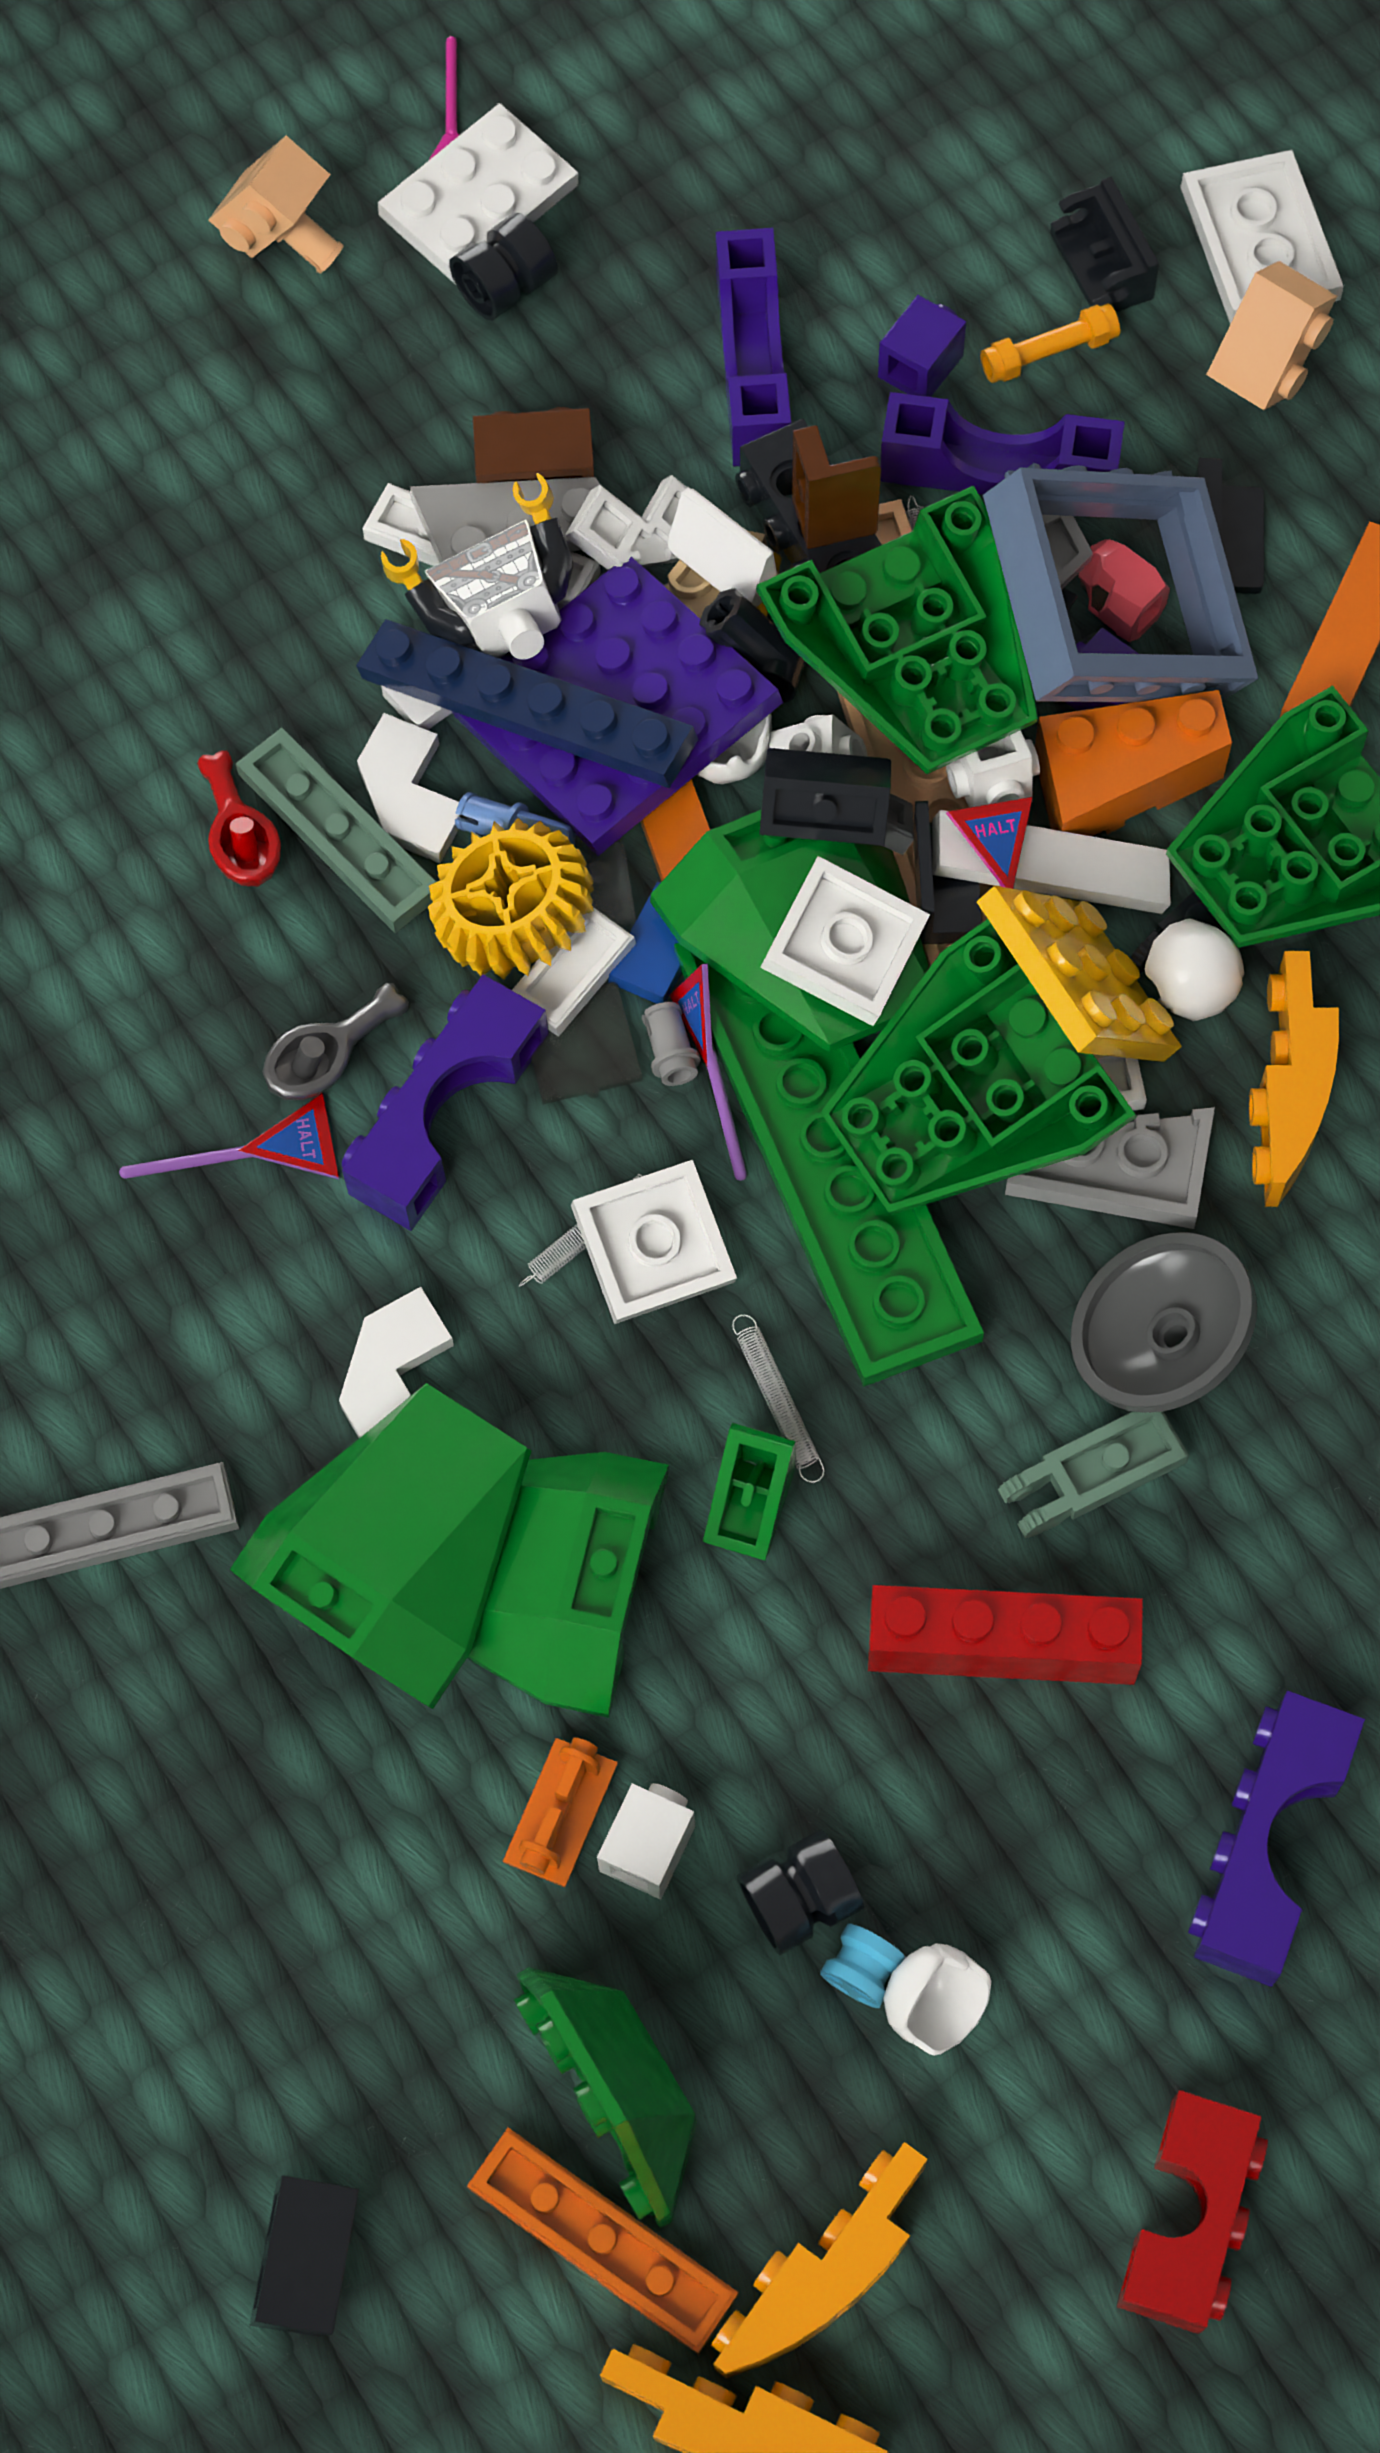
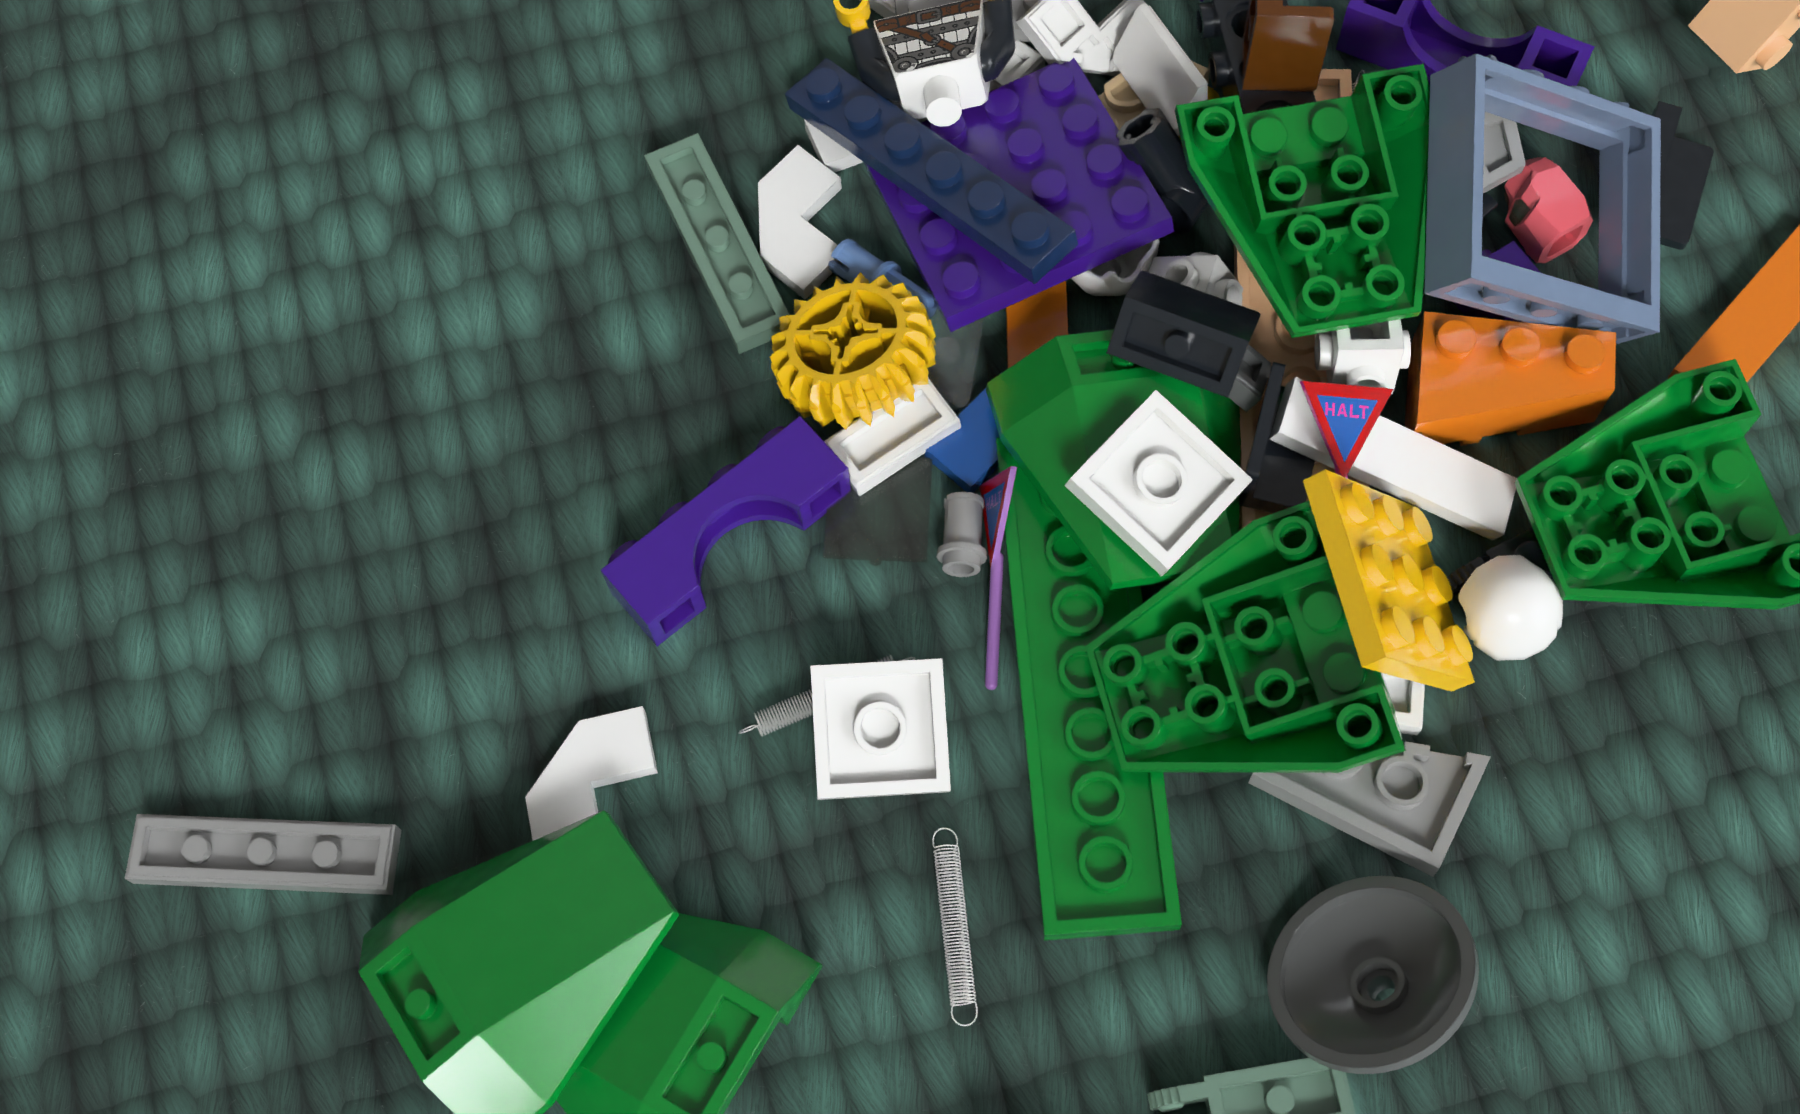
camera: 20 degrees right, 0 degrees up
(240, 838) = (627, 226): red piece -> none
(297, 1142) = (579, 528): piece -> none
(316, 1054) = (623, 449): flat silver piece -> none
(750, 1491) = (891, 1020): green slope -> none
(1297, 1081) = (1587, 758): light orange slope -> none

